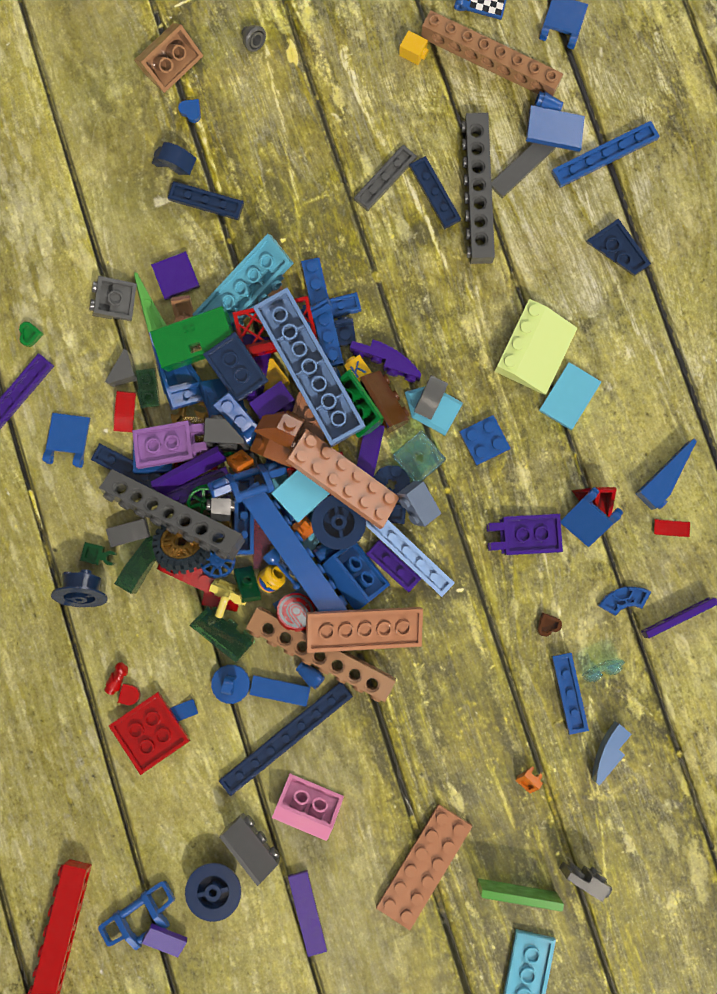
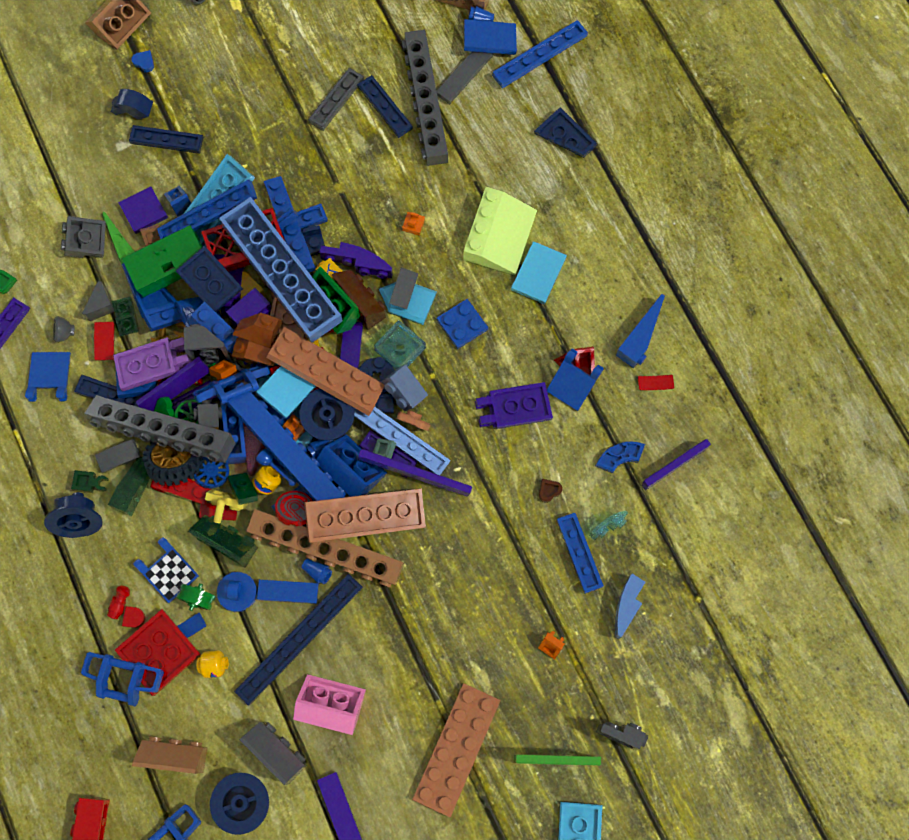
camera: 15 degrees left, 10 degrees down
(84, 394) = (62, 329): none -> dark grey brick
(129, 748) = (134, 687): none -> blue bar
(152, 837) = (171, 755): none -> medium nougat slope
(168, 656) = (168, 572): none -> flag
(178, 492) = (164, 406): none -> green tile
(190, 686) = (195, 597): none -> green wheel
(200, 752) = (212, 664): none -> yellow head
(211, 270) = (178, 200): none -> blue slope
(243, 292) = (210, 210): none -> blue plate
(390, 563) = (384, 448): none -> sand green tile
(418, 592) = (414, 472): none -> dark purple tile
(422, 535) = (413, 419): none -> nougat piece
(448, 326) = (413, 223): none -> orange tile

